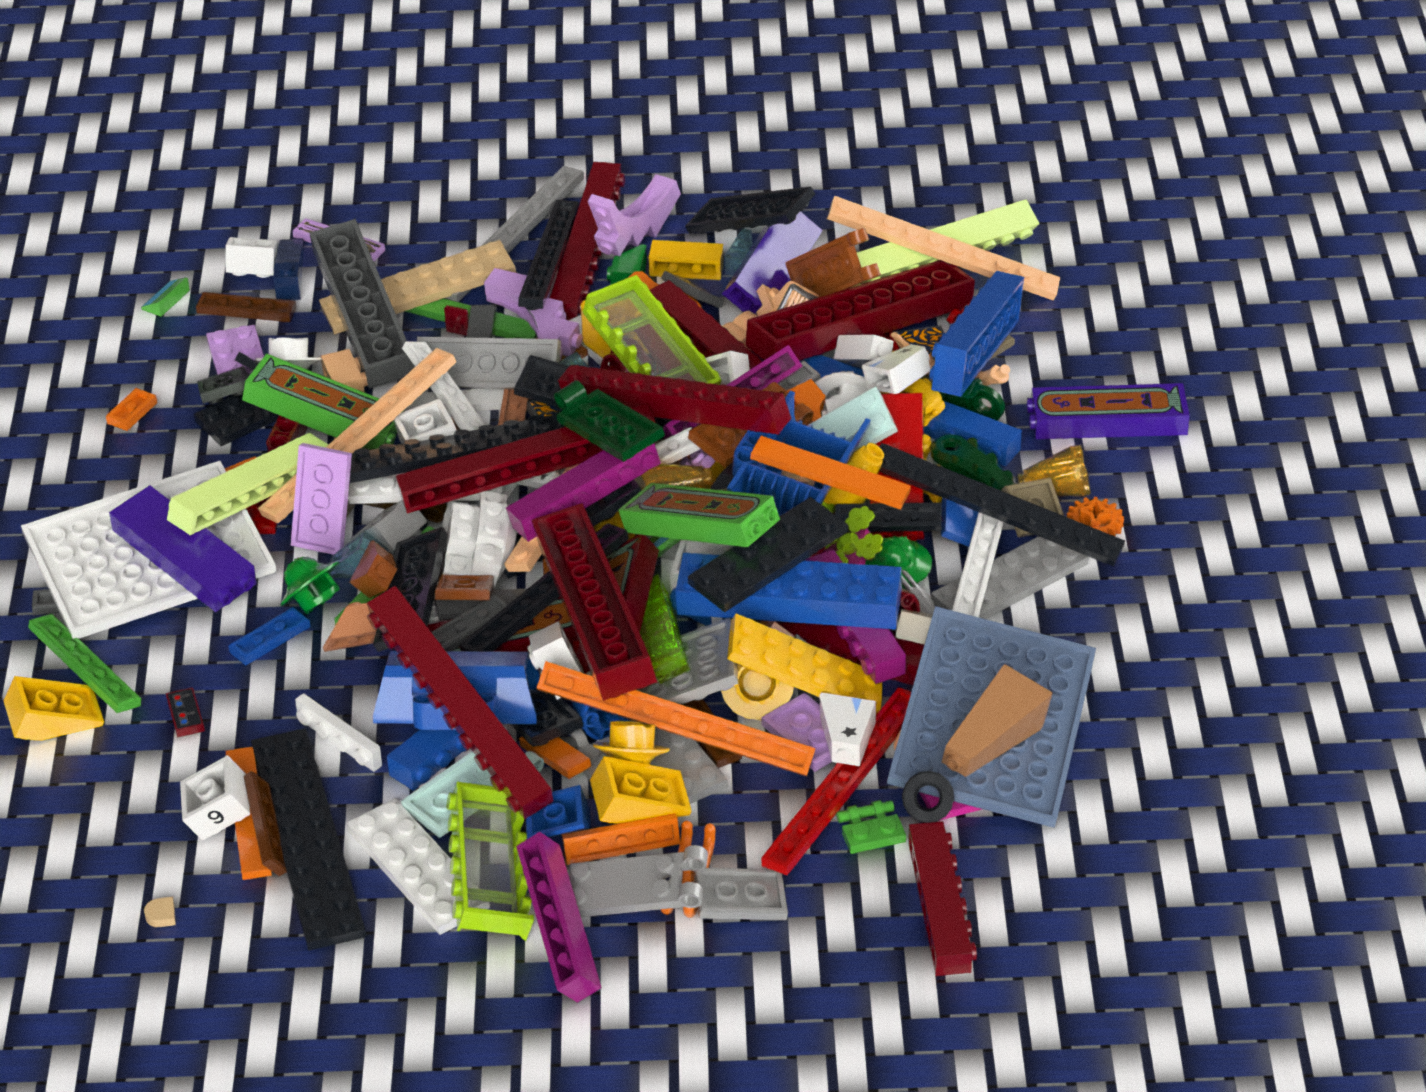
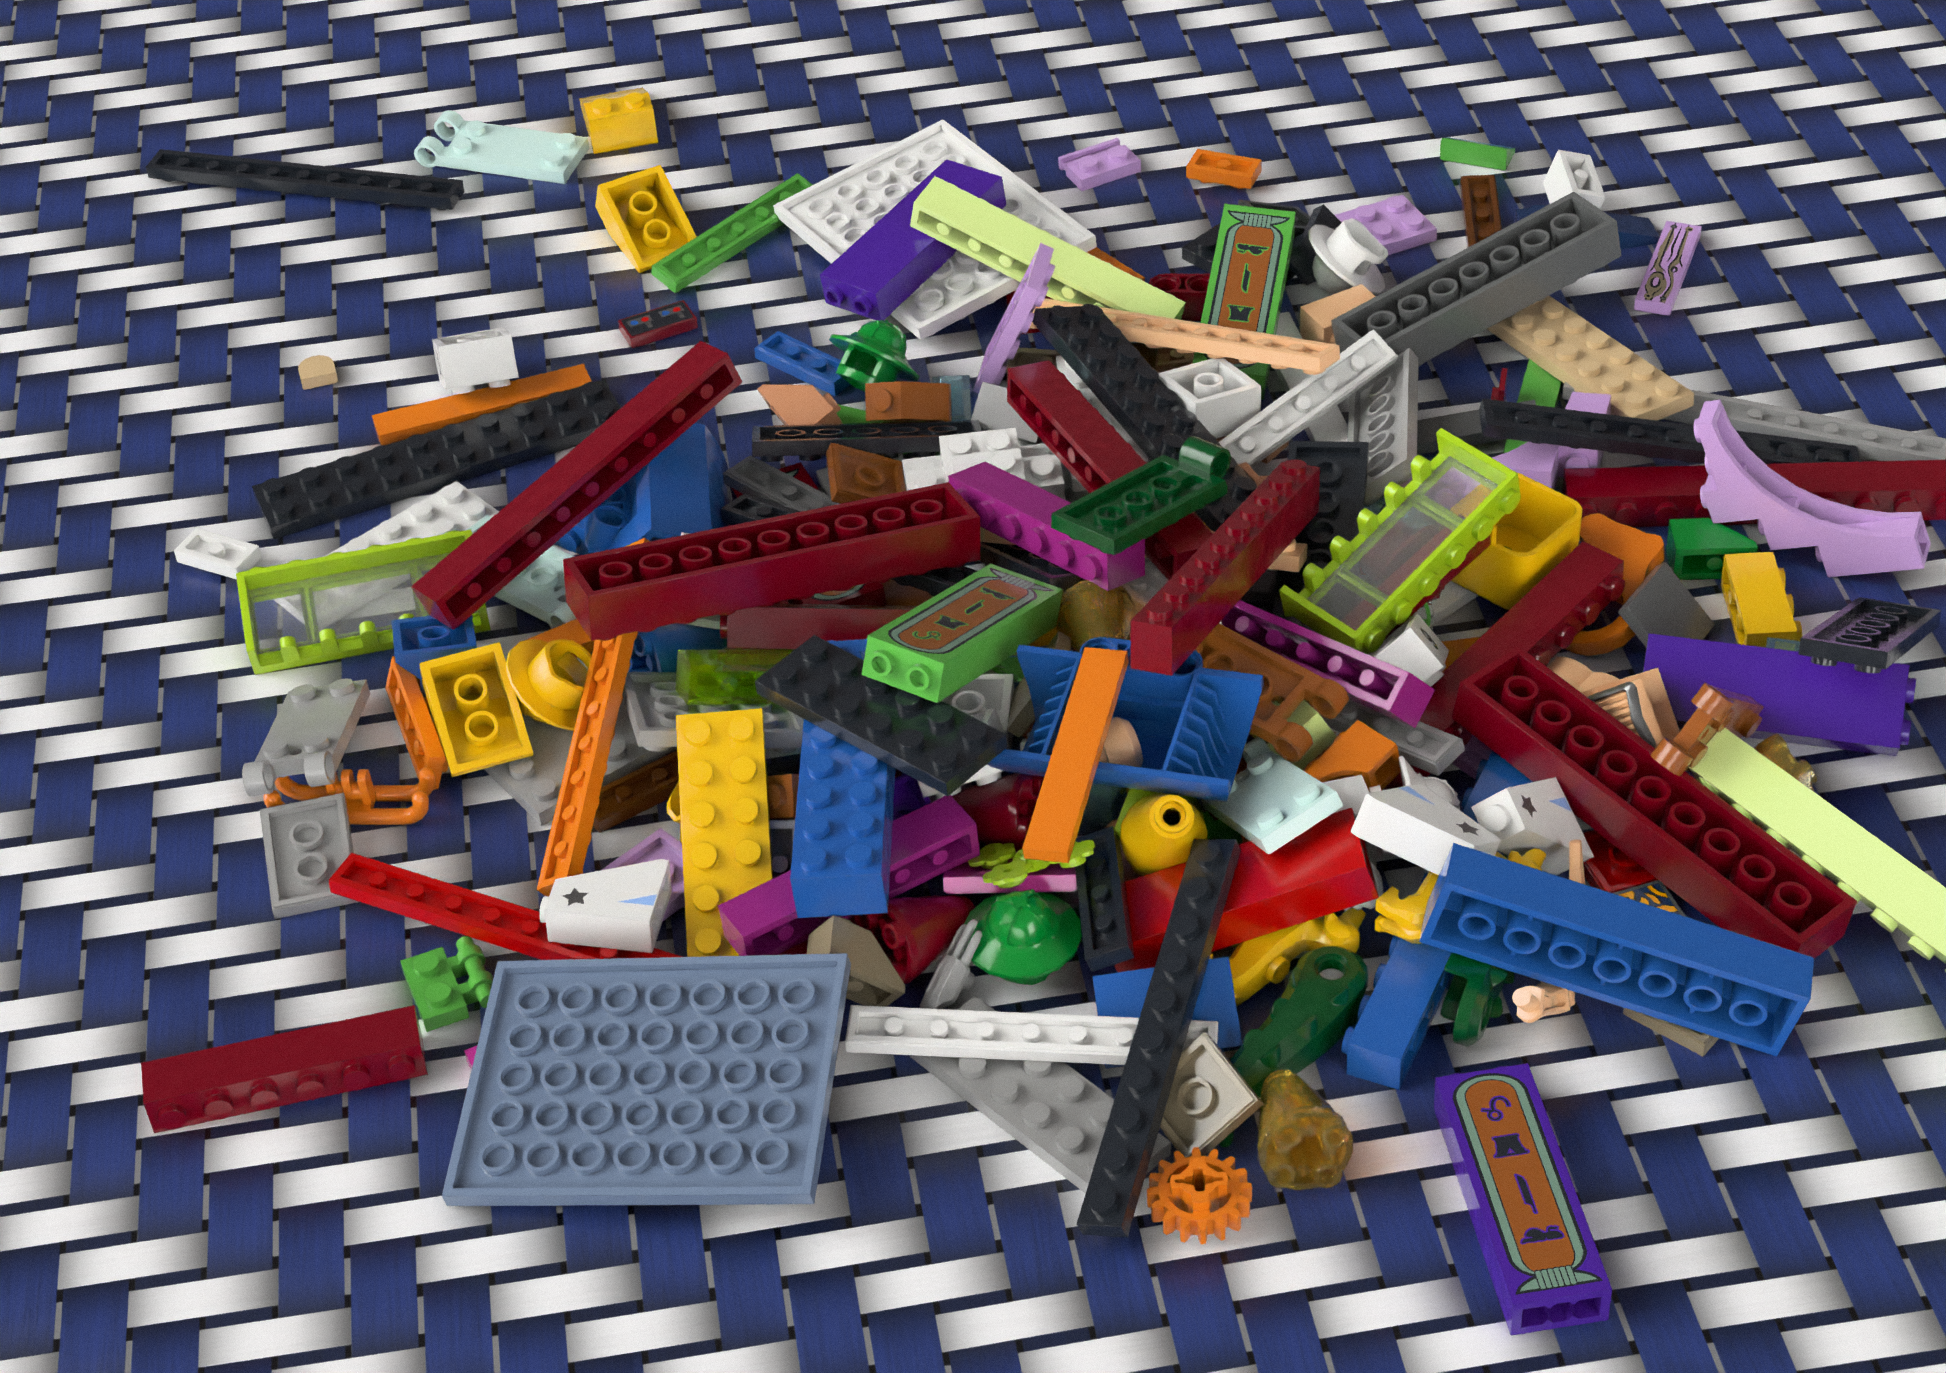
camera: 85 degrees right, 0 degrees up
(87, 470) = (1099, 164): none -> lavender plate
(265, 823) = (452, 406): reddish brown tile -> none
(386, 959) = (217, 553): none -> white plate
(558, 917) = (246, 672): magenta brick -> none
(910, 797) = (457, 1013): black tyre -> none
(940, 246) = (1856, 889): light nougat plate -> none
(1000, 719) = (591, 1057): medium nougat slope -> none

